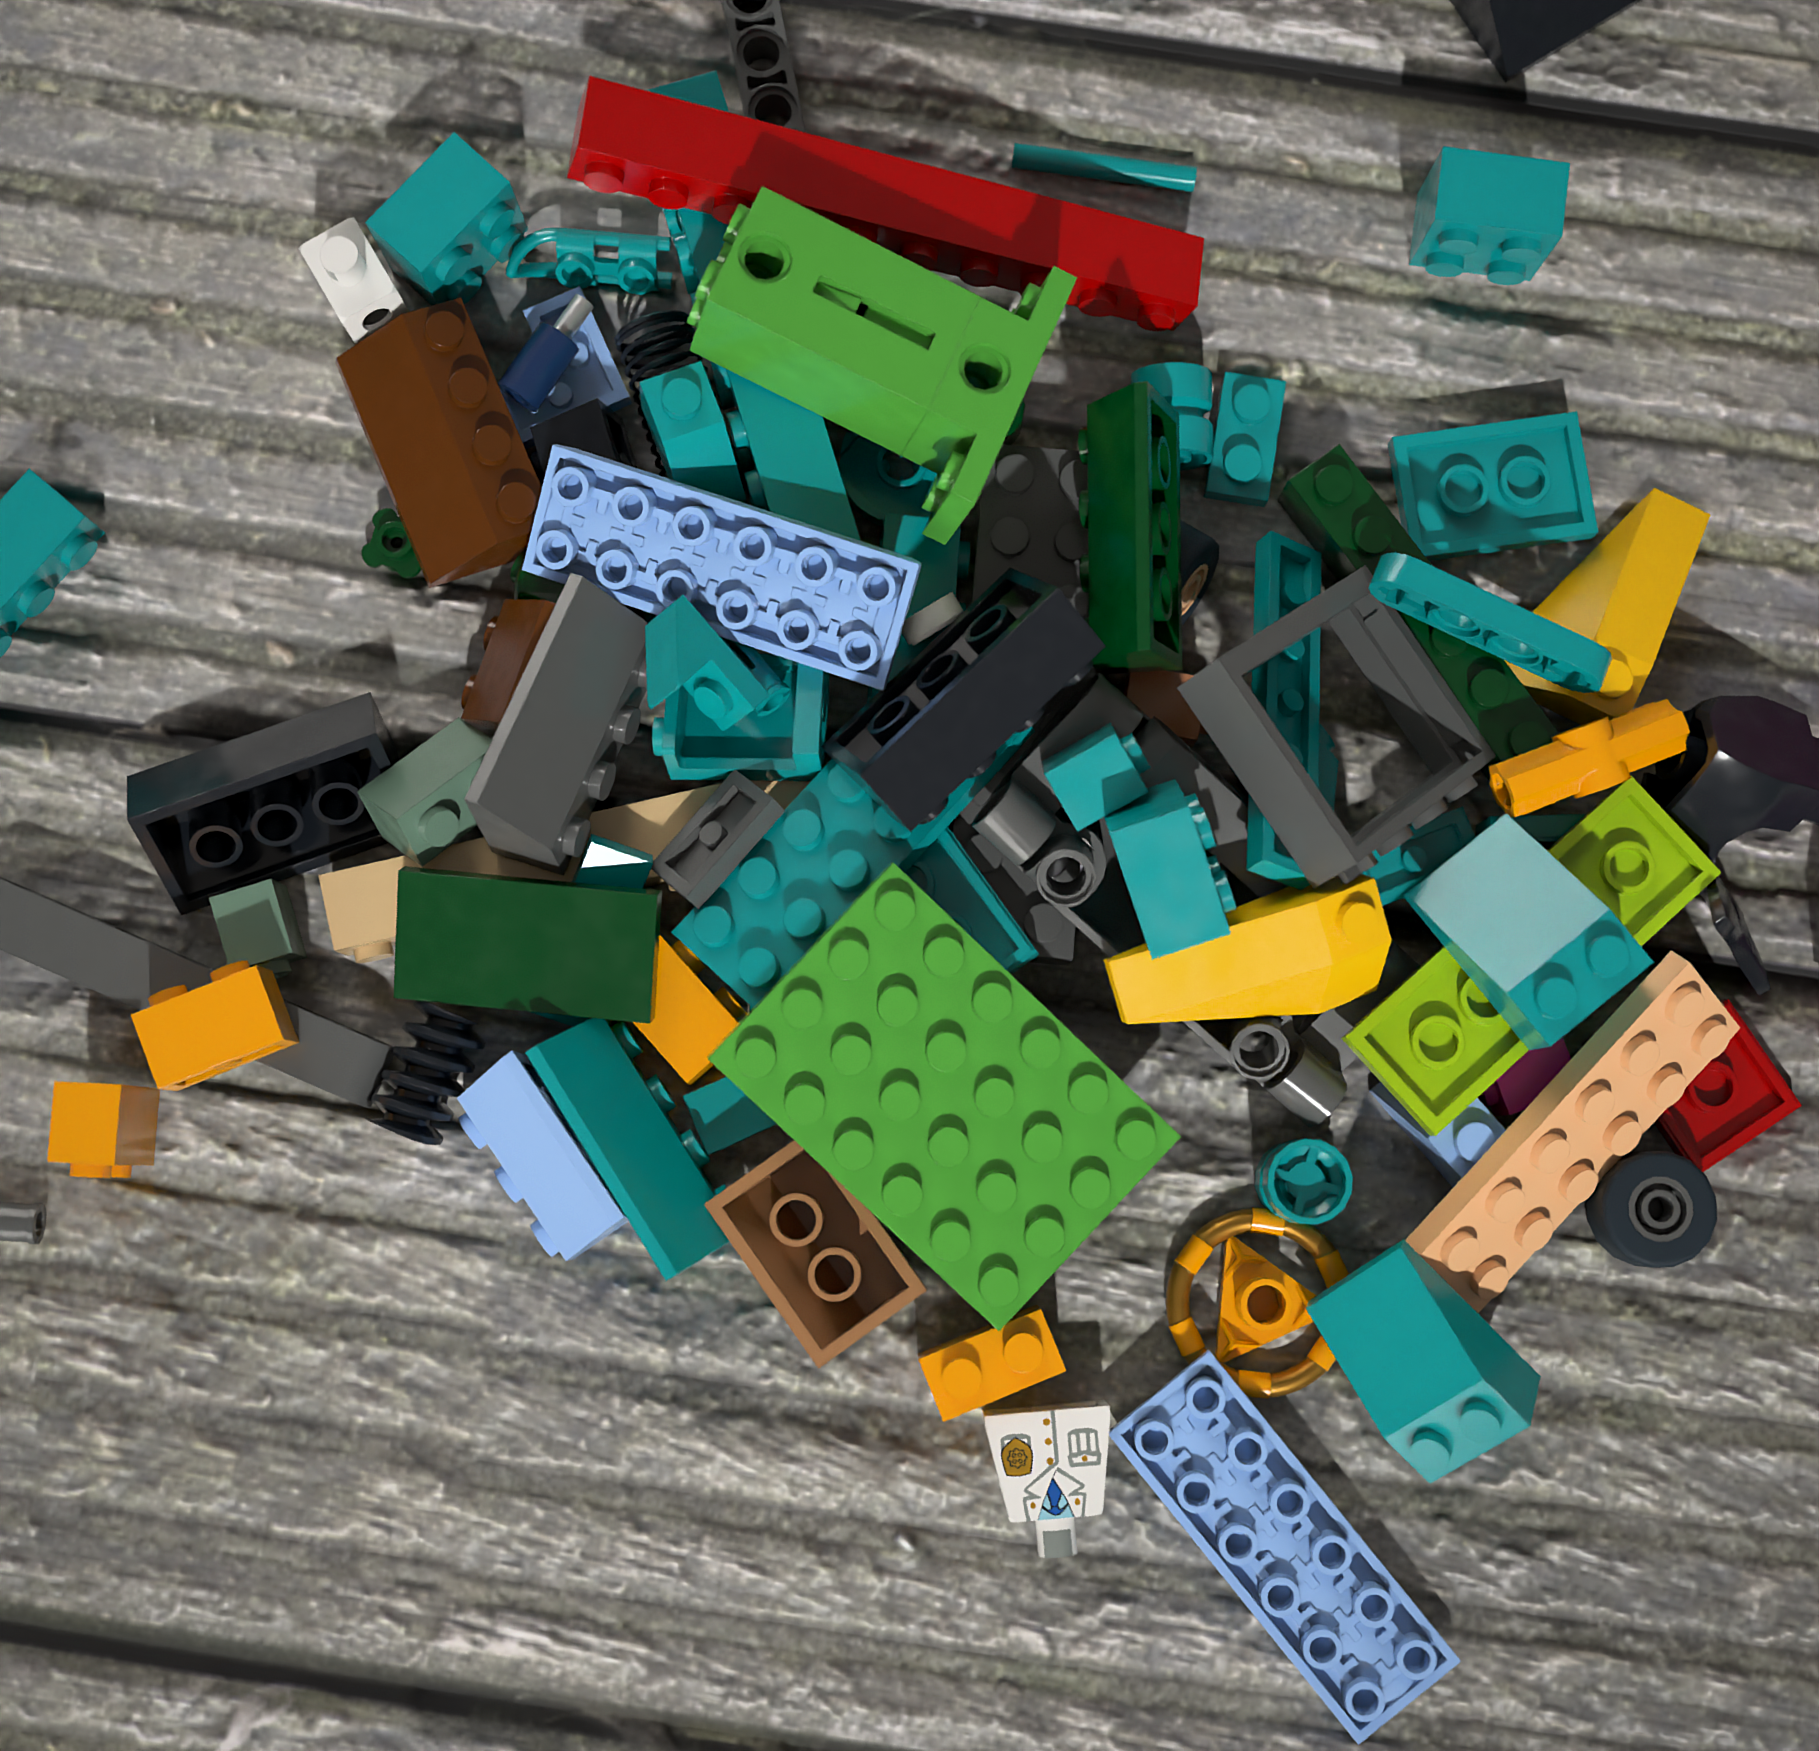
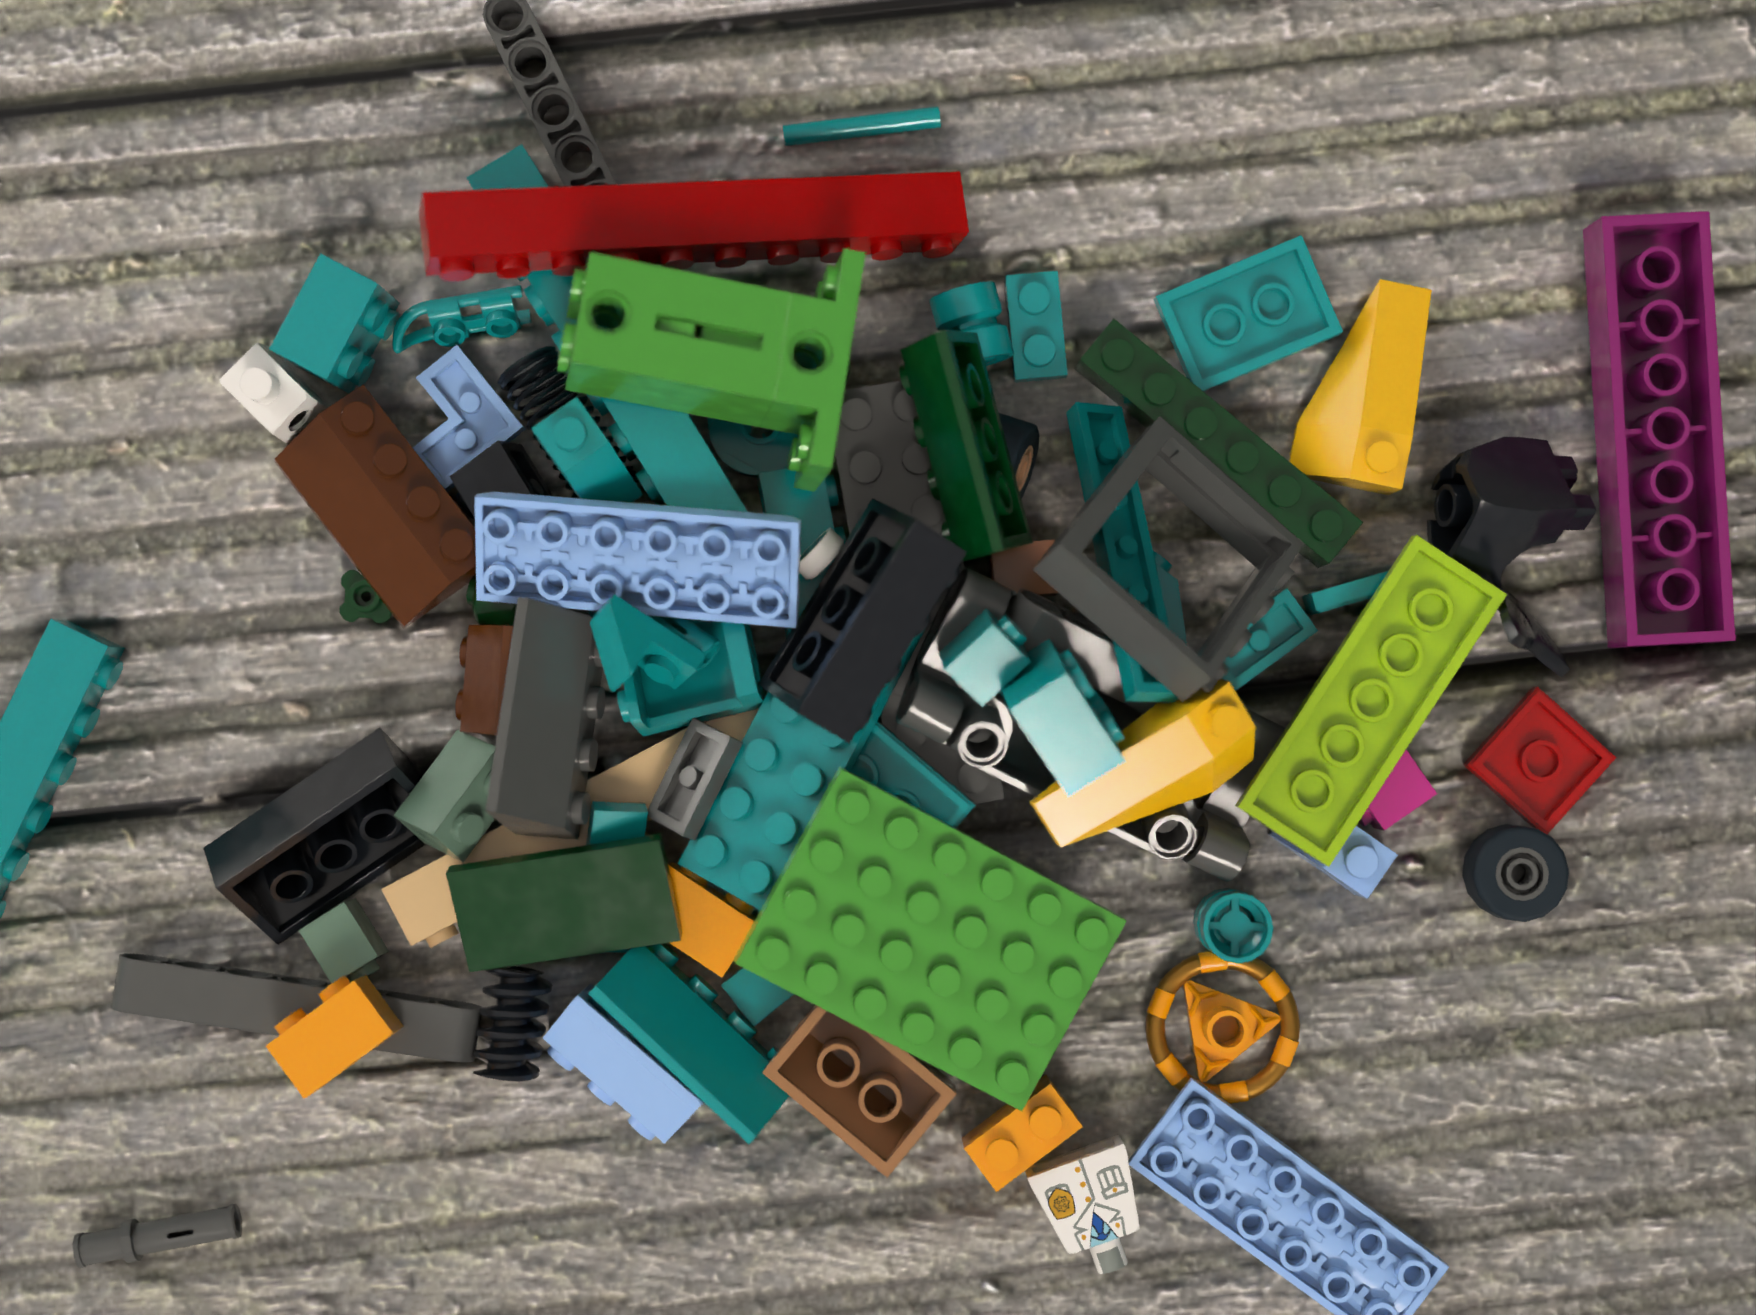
camera: 10 degrees left, 5 degrees up
(103, 1128) = (267, 1135): light orange brick -> none
(545, 357) = (445, 414): dark blue piece -> none
(1424, 1362) = (1364, 1046): teal slope -> none
(1488, 215) = (1189, 91): teal brick -> none
(1490, 623) = (1272, 440): teal beam -> none
(1527, 932) = (1362, 687): slope -> none
(1574, 1132) = (1438, 832): light nougat plate -> none
(1589, 758) = (1379, 529): light orange piece -> none

